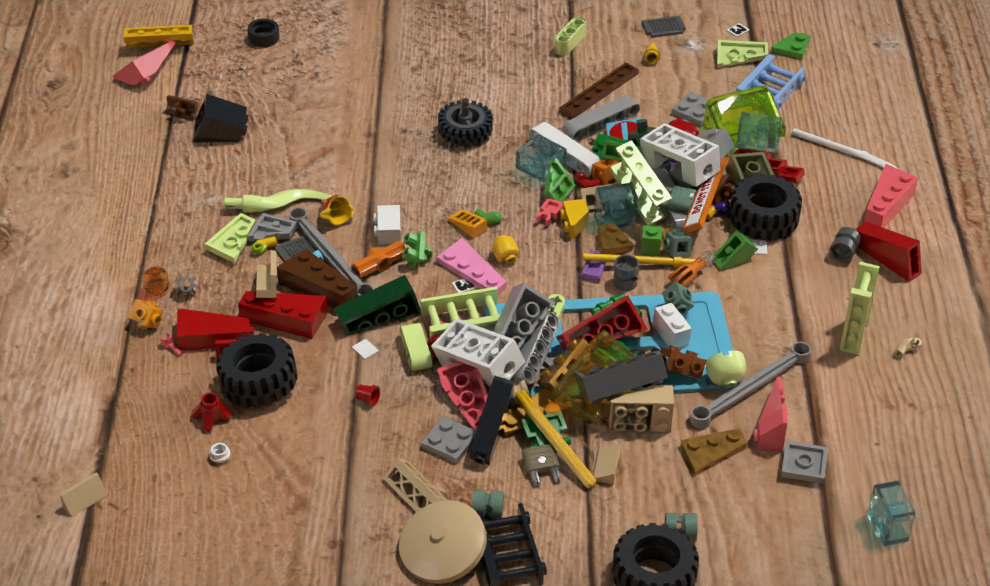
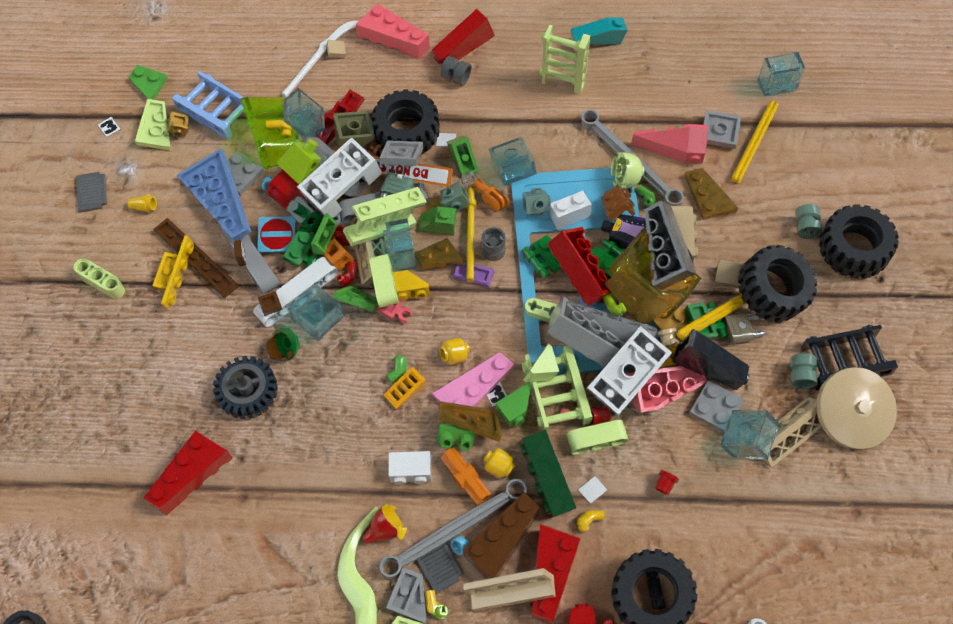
camera: 85 degrees left, 20 degrees up
(338, 342) = (587, 517): none -> yellow arm
(388, 97) = (186, 472): none -> red wedge
(388, 274) = (498, 463): none -> yellow head
(411, 447) = (750, 434): none -> clear light blue brick
(432, 257) = (471, 418): none -> pearl gold wing
(444, 285) = (514, 406): none -> bright green slope
(482, 293) = (544, 368): none -> yellowish green slope
(507, 142) = (282, 344): none -> green piece
(546, 127) = (270, 303): none -> reddish brown tile
(550, 353) = (612, 307): none -> lime arm
(570, 190) = (383, 280): none -> yellowish green beam
(578, 74) = (171, 270): none -> yellow bracket
(588, 454) = (794, 273): none -> black tyre
(595, 102) = (239, 251): none -> reddish brown tile
(660, 89) = (216, 190): none -> medium blue wing
(696, 398) = (648, 196): none -> bright green arm
(700, 124) = (300, 160): none -> lime torso
(715, 191) = (401, 153): none -> light grey plate
(728, 283) = (512, 161): none -> clear light blue brick
(737, 108) = (281, 125): none -> yellow arm
(742, 65) = (178, 124): none -> pearl gold bracket
(795, 495) = (754, 142): none -> yellow axle
(859, 161) = (336, 48): none -> tan tile
(924, 357) = (603, 31): none -> teal slope

